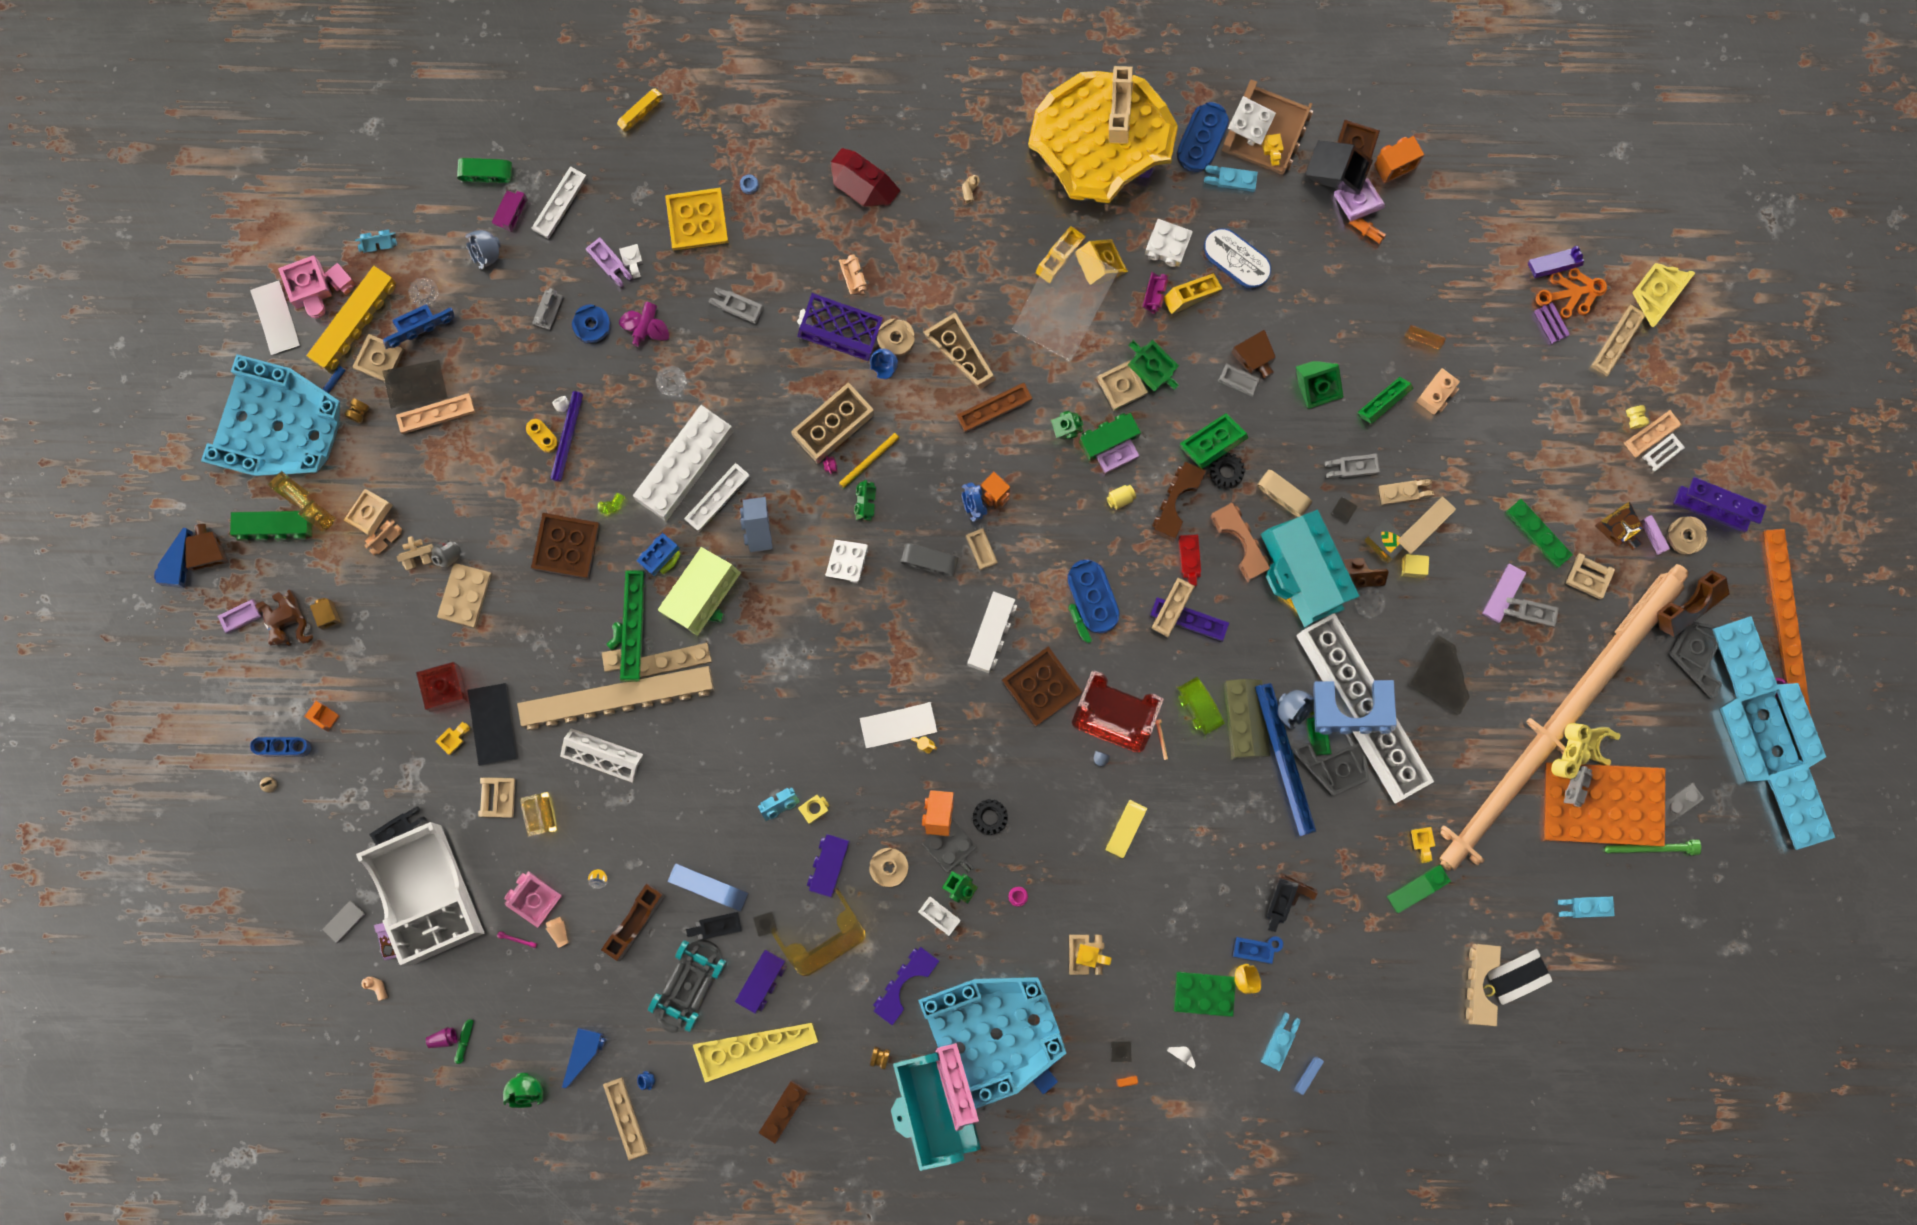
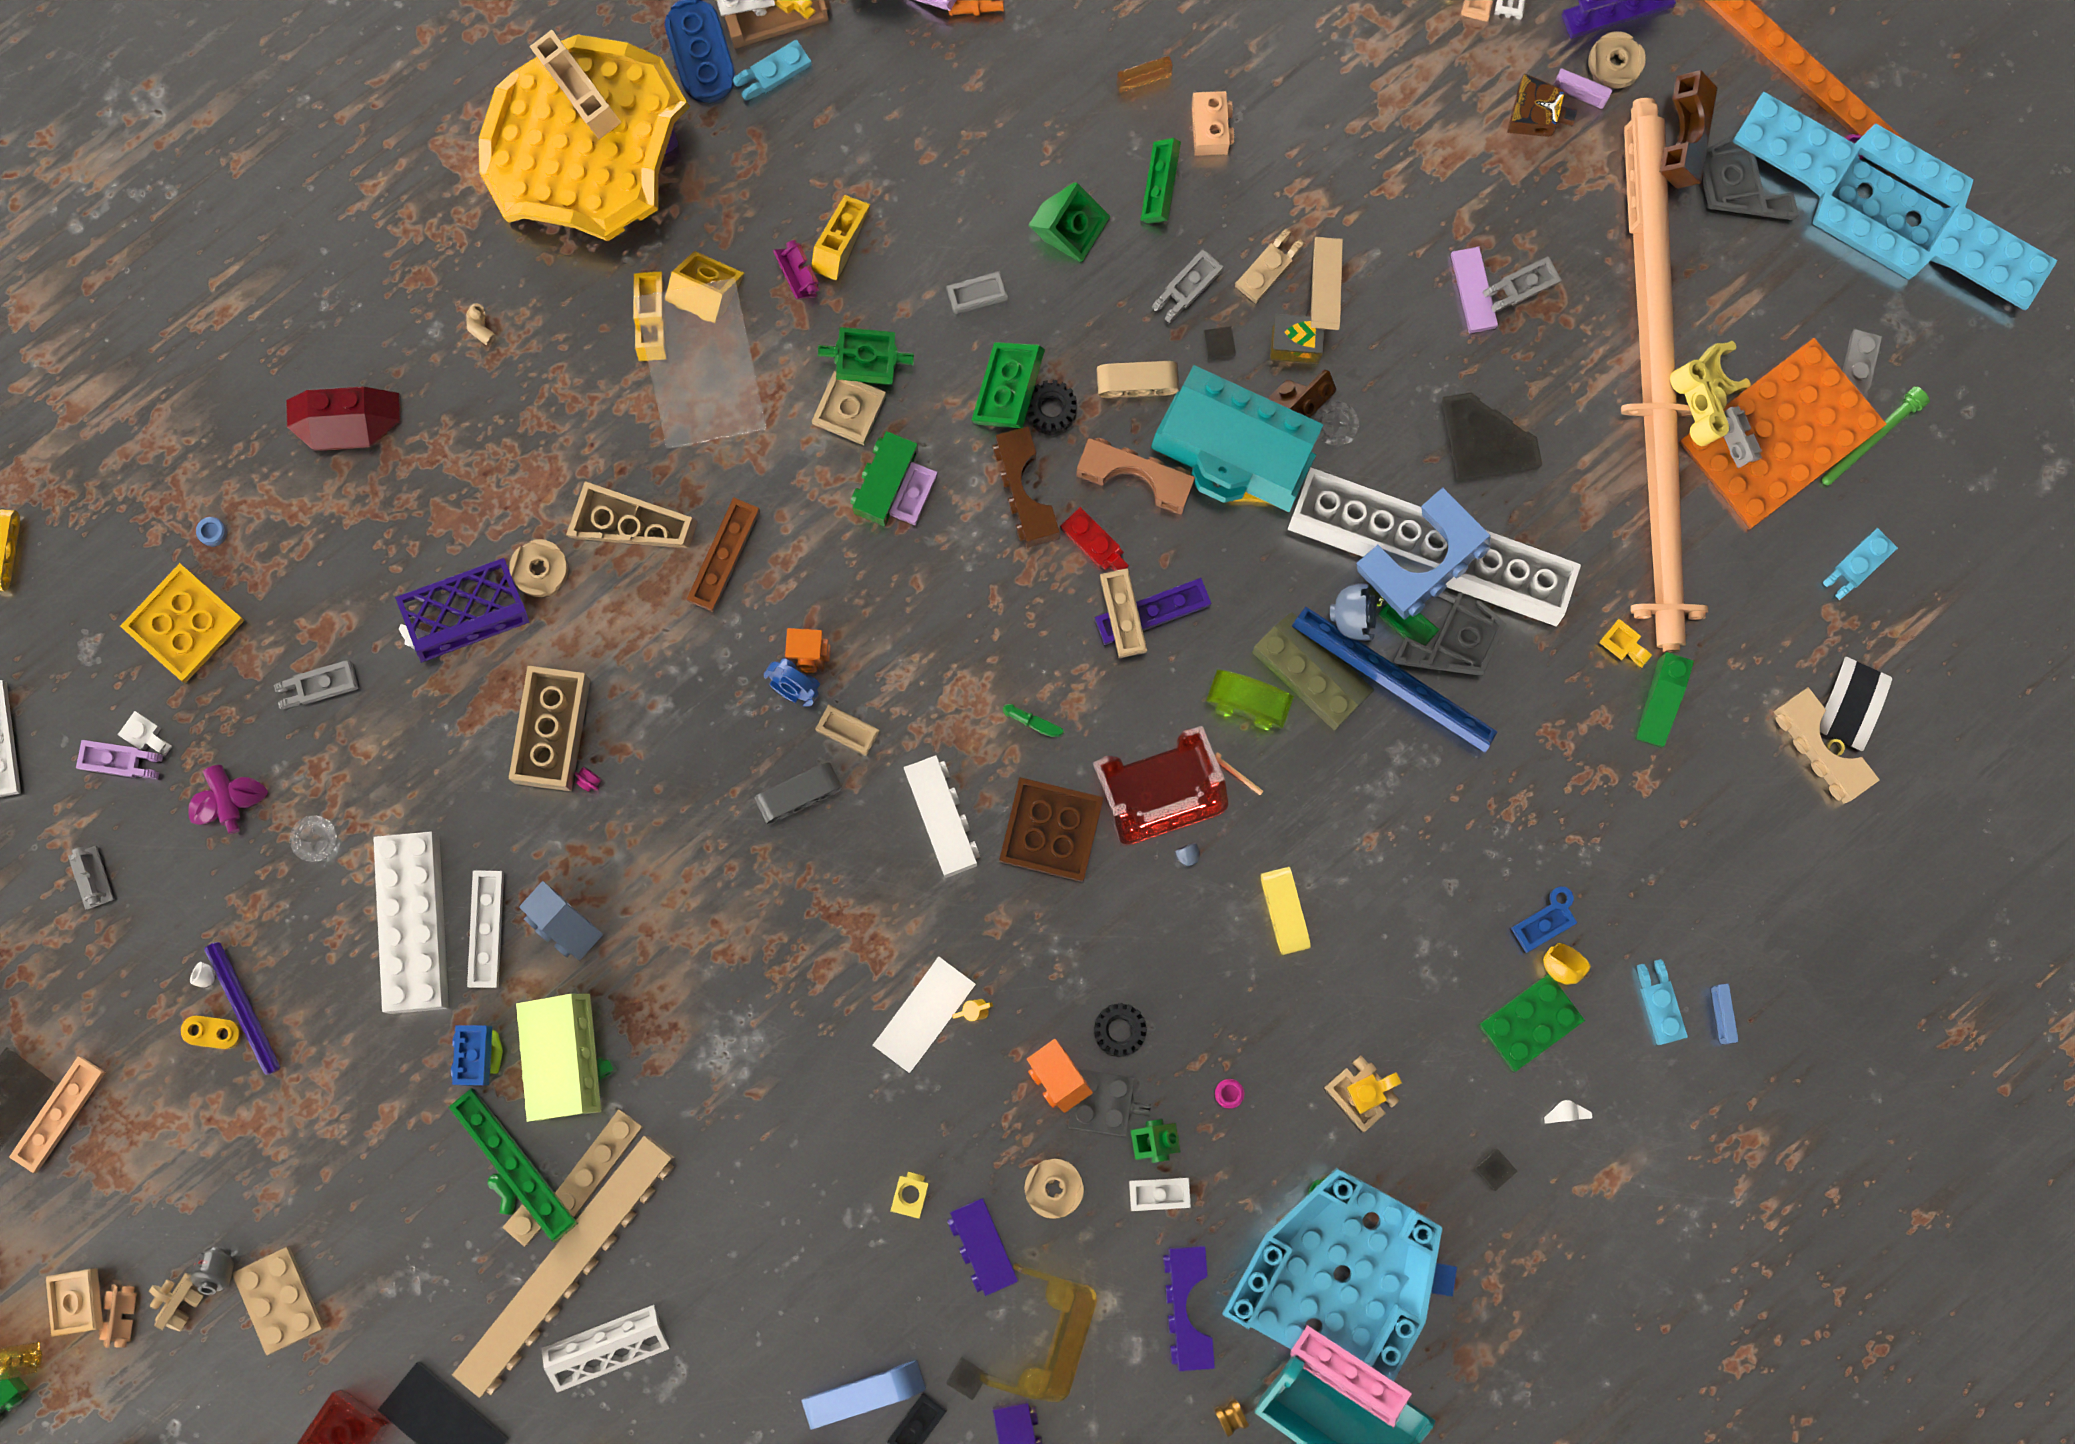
camera: 40 degrees left, 0 degrees up
(565, 545) = (350, 1138): reddish brown plate -> none
(593, 313) = (164, 866): blue plate -> none
(610, 506) = (366, 1046): clear neon green arm -> none
(786, 800) = (860, 1238): medium azure hinge -> none
(847, 560) = (702, 874): white hinge -> none
(854, 280) = (434, 542): light nougat hinge -> none
(865, 492) = (669, 798): green hinge -> none
(869, 460) = (628, 737): yellow bar -> none
(884, 363) = (550, 609): blue hair -> none
(1067, 425) = (826, 505): green brick -> none
(1093, 596) = (1021, 676): blue tile -> none
(1121, 497) = (957, 536): light yellow brick -> none
(1127, 1081) = (1531, 1197): orange tile -> none
(1168, 243) = (763, 202): white plate -> none
(1237, 258) = (857, 156): white tile -> none
(1256, 354) = (971, 248): reddish brown torso -> none
(1281, 902) = (1529, 845): black hinge -> none
(1303, 889) = (1531, 815): reddish brown tile -> none
(1415, 566) = (1352, 340): light yellow panel -> none
(1539, 533) = (1455, 191): green plate -> none
(1587, 581) = (1553, 200): tan plate -> none

